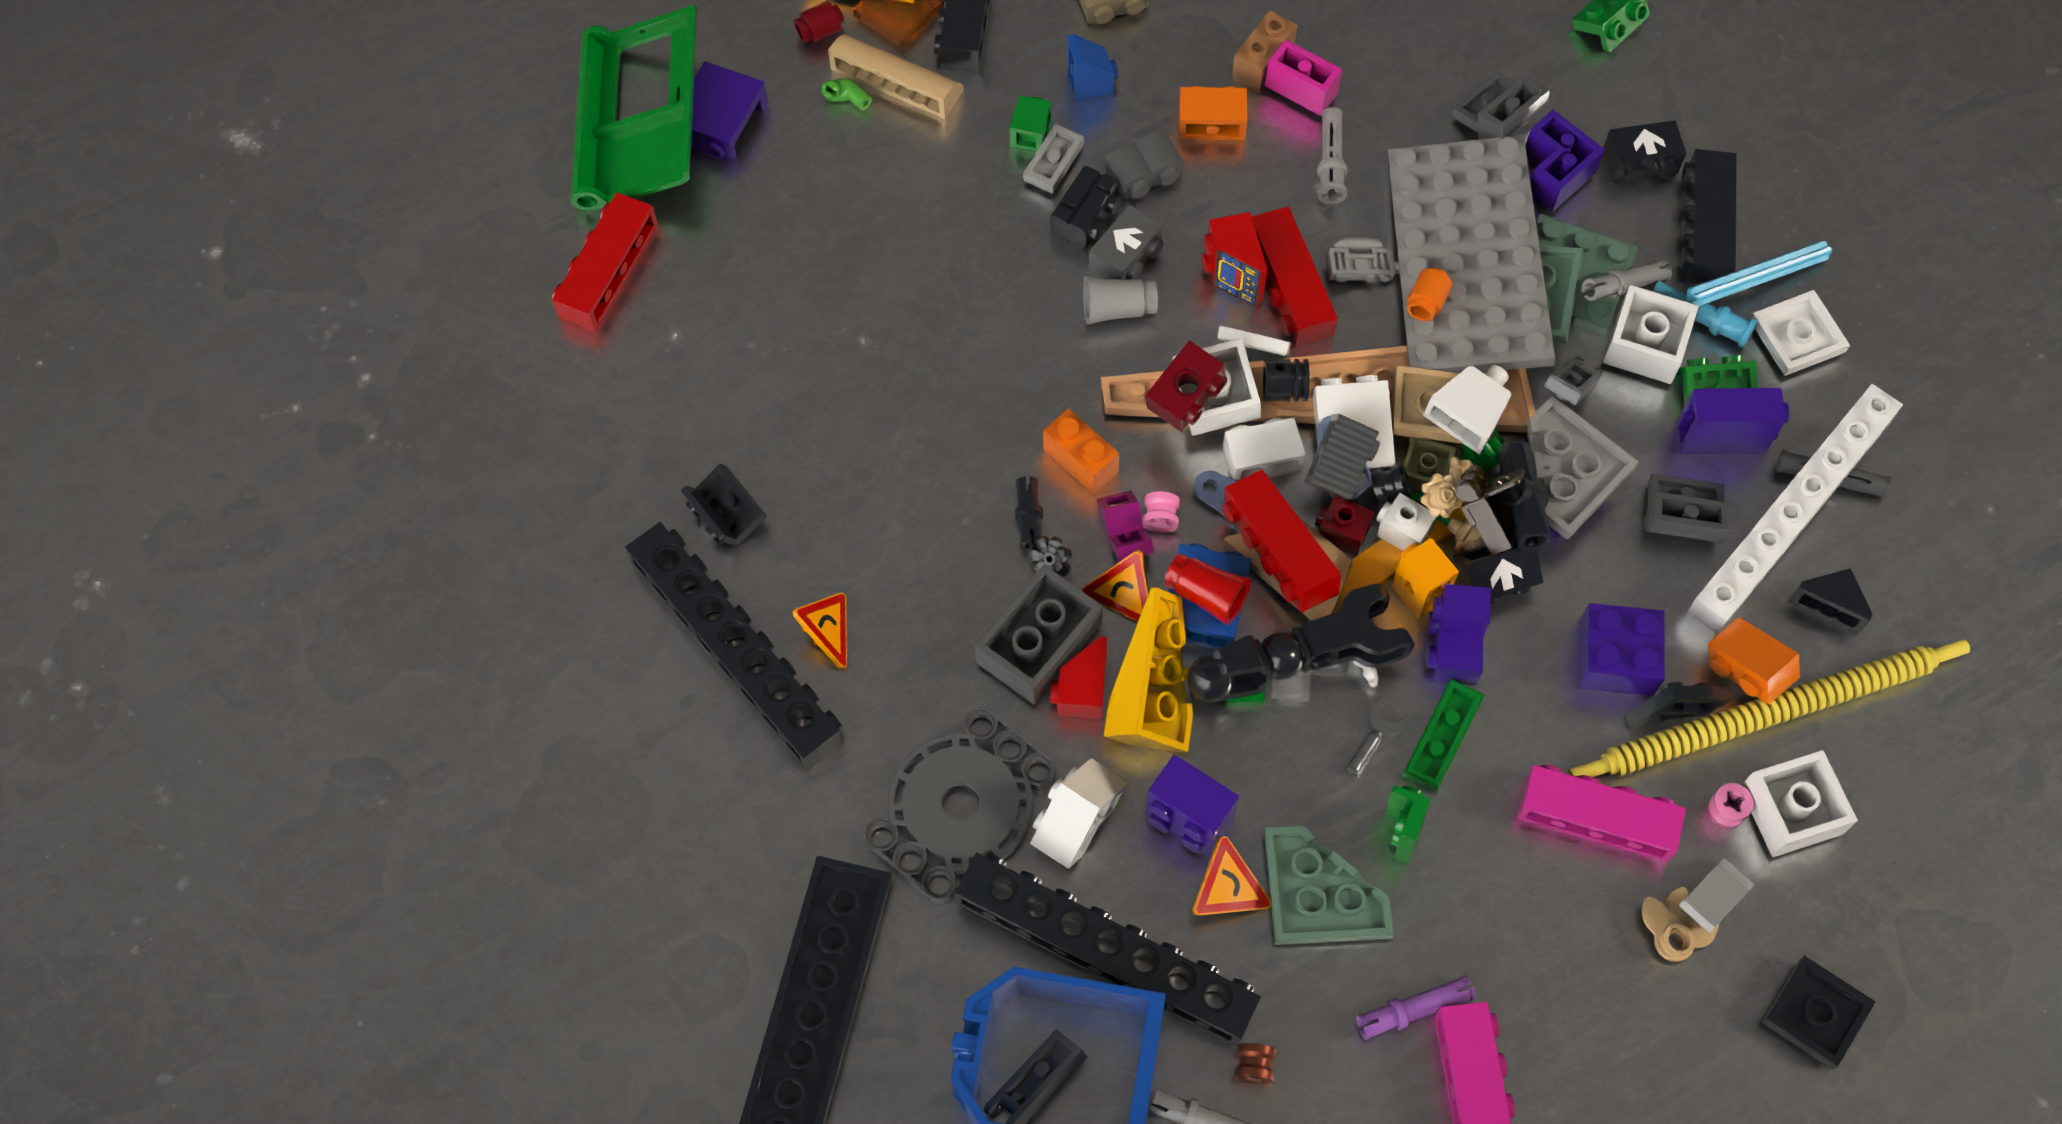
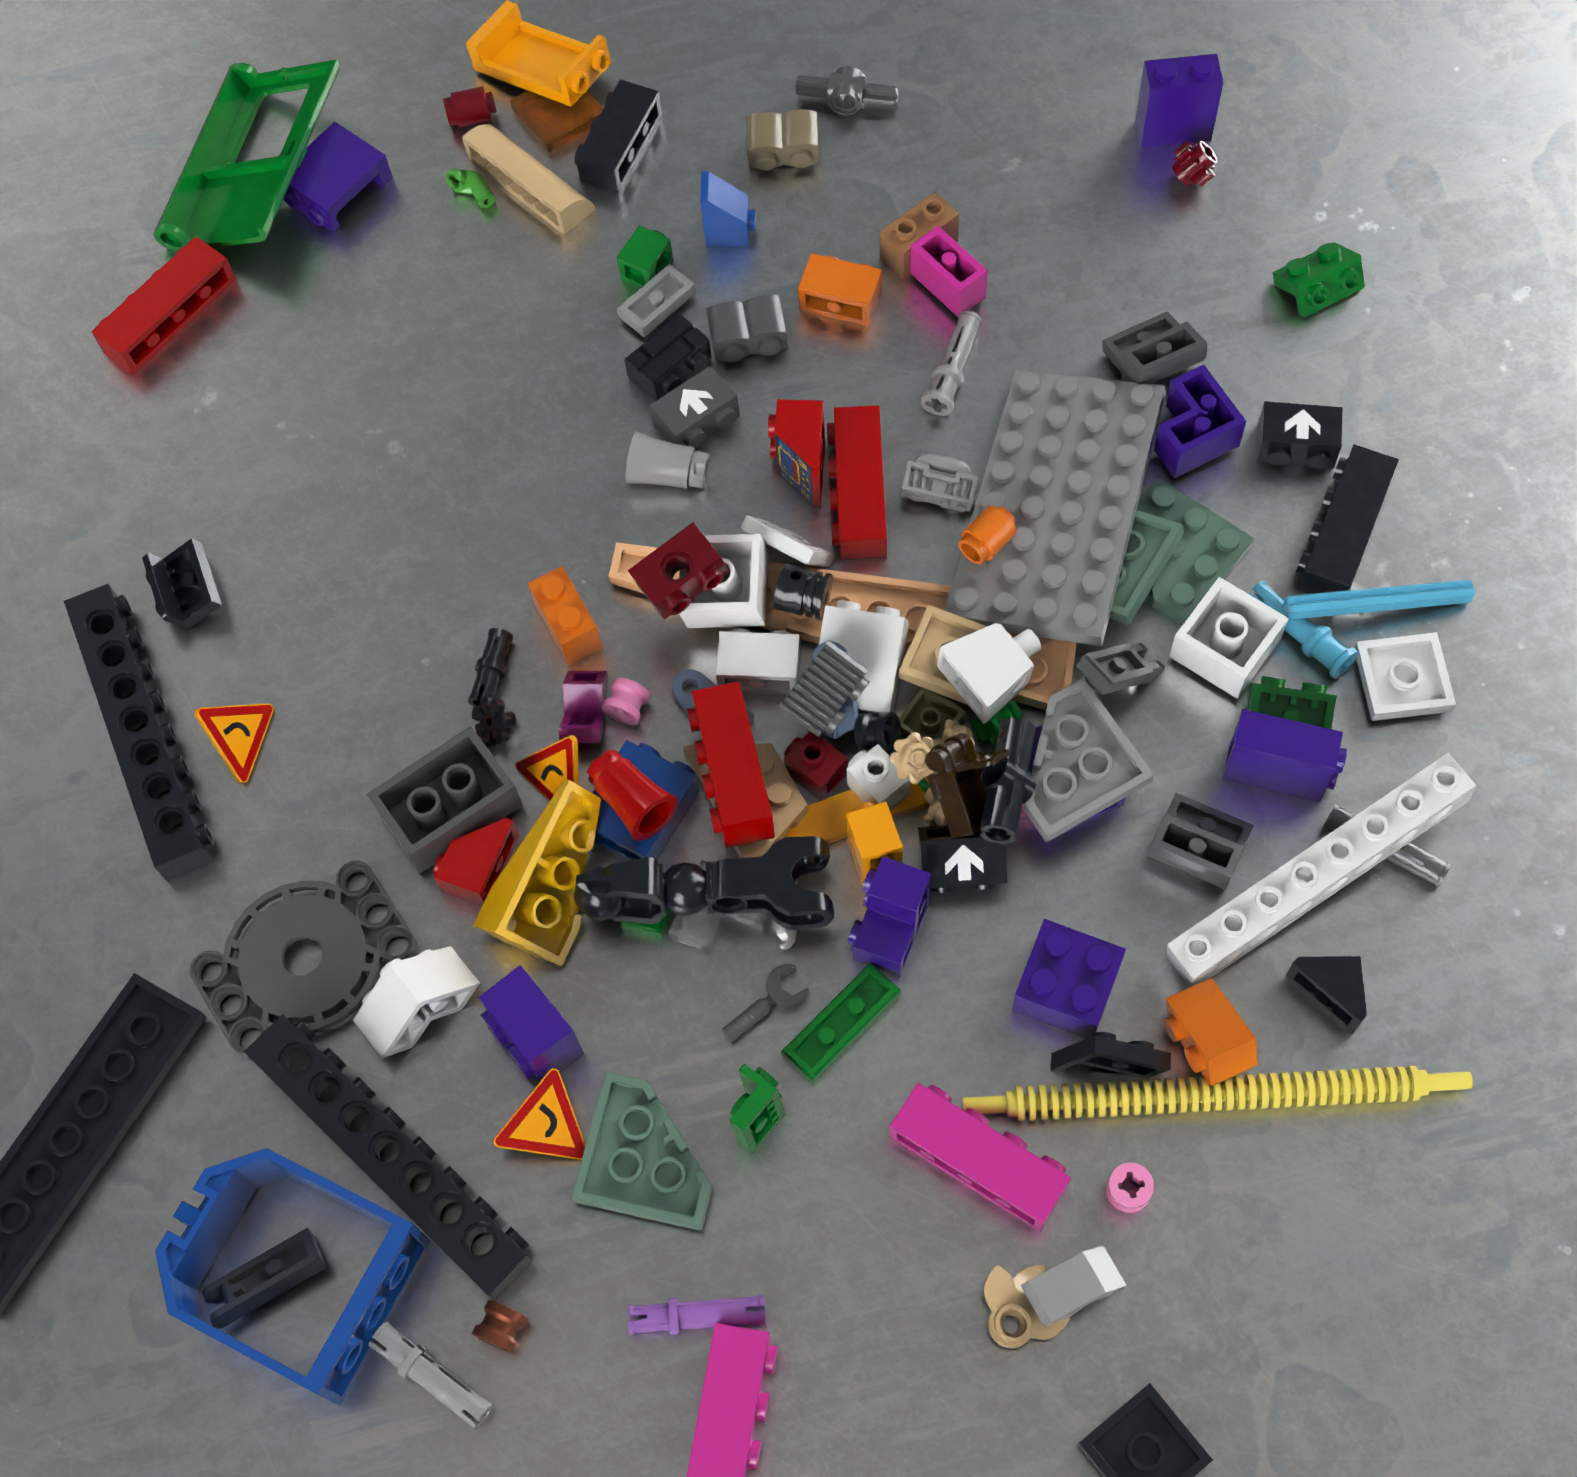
camera: 20 degrees right, 0 degrees up
(1617, 282) = (1208, 569): light grey pin -> none
(1799, 803) = (1204, 1207): white brick -> none

